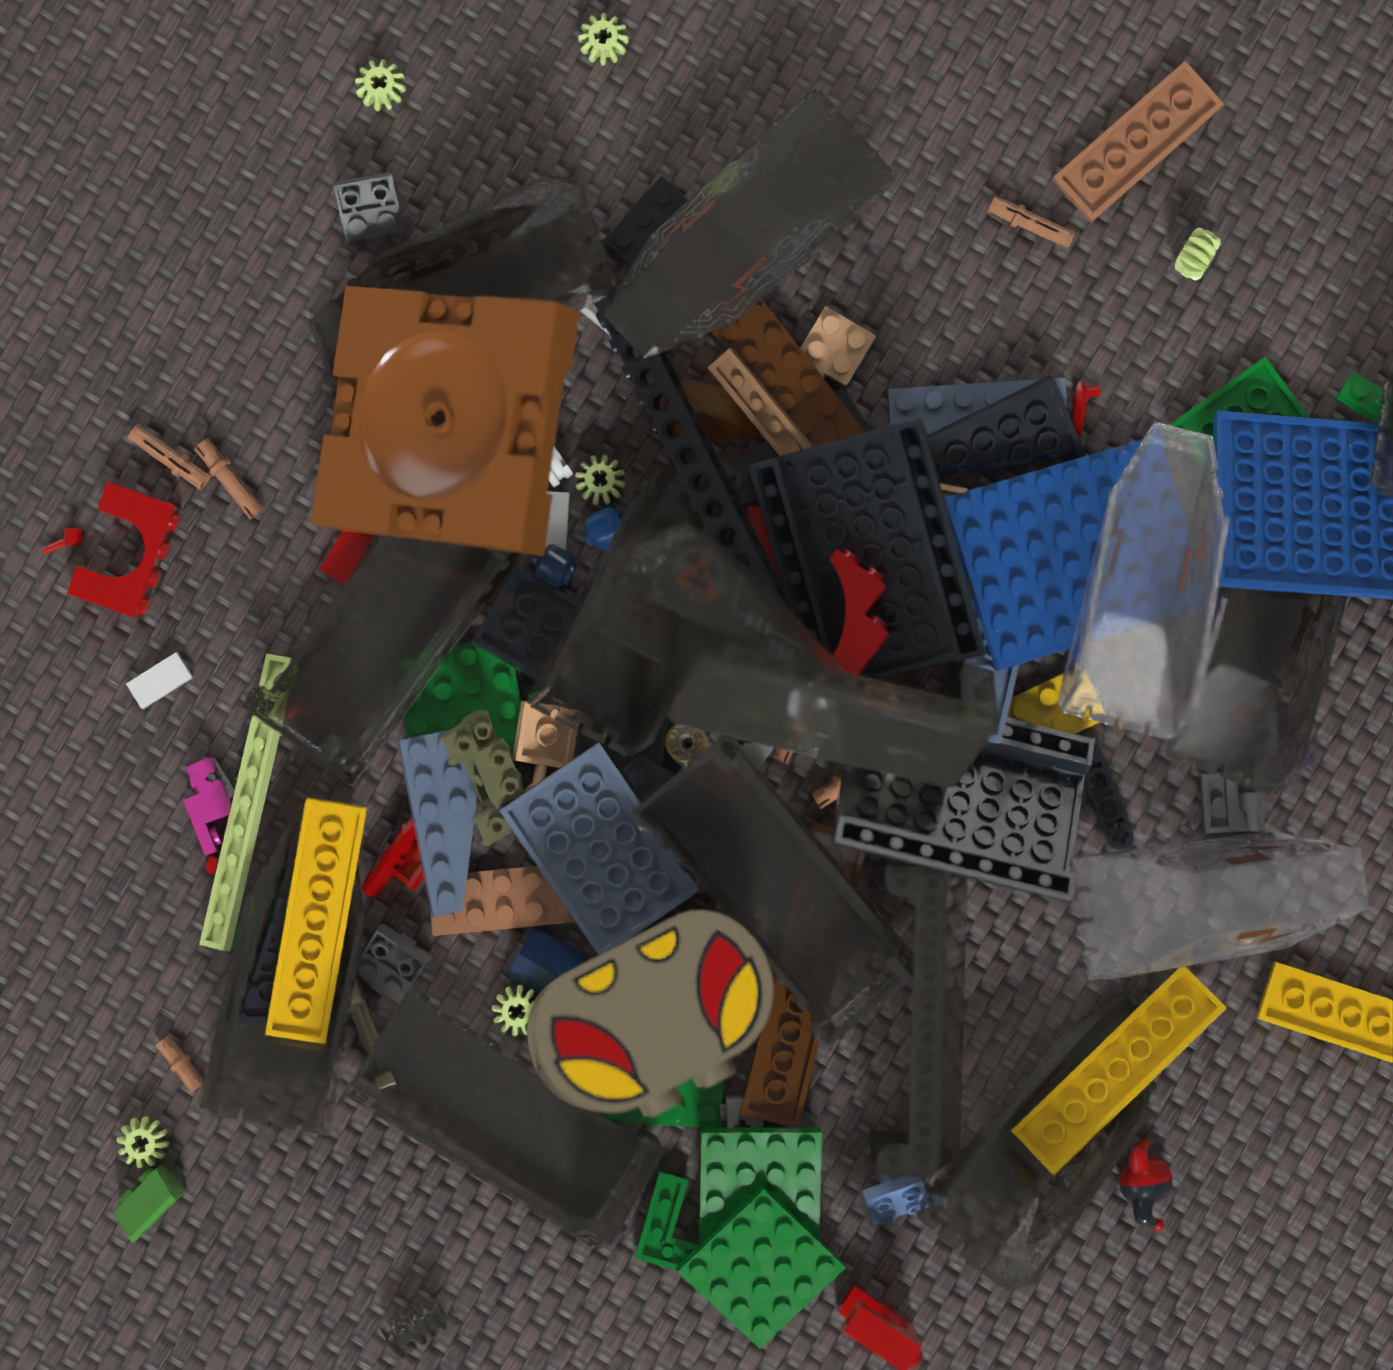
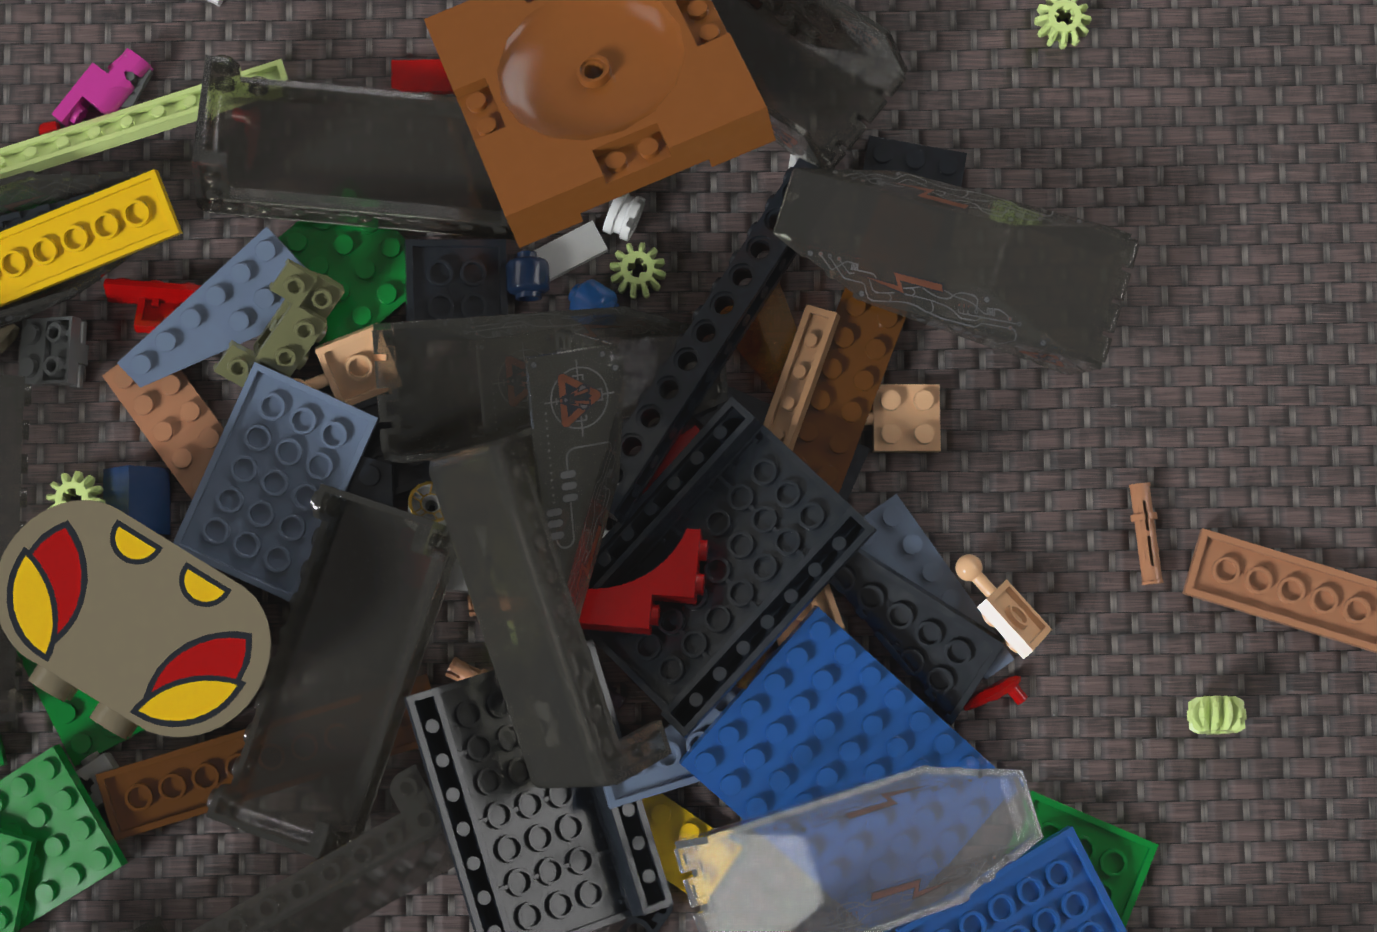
camera: 65 degrees right, 5 degrees down
(1026, 360) = (1005, 609): none -> light nougat plate

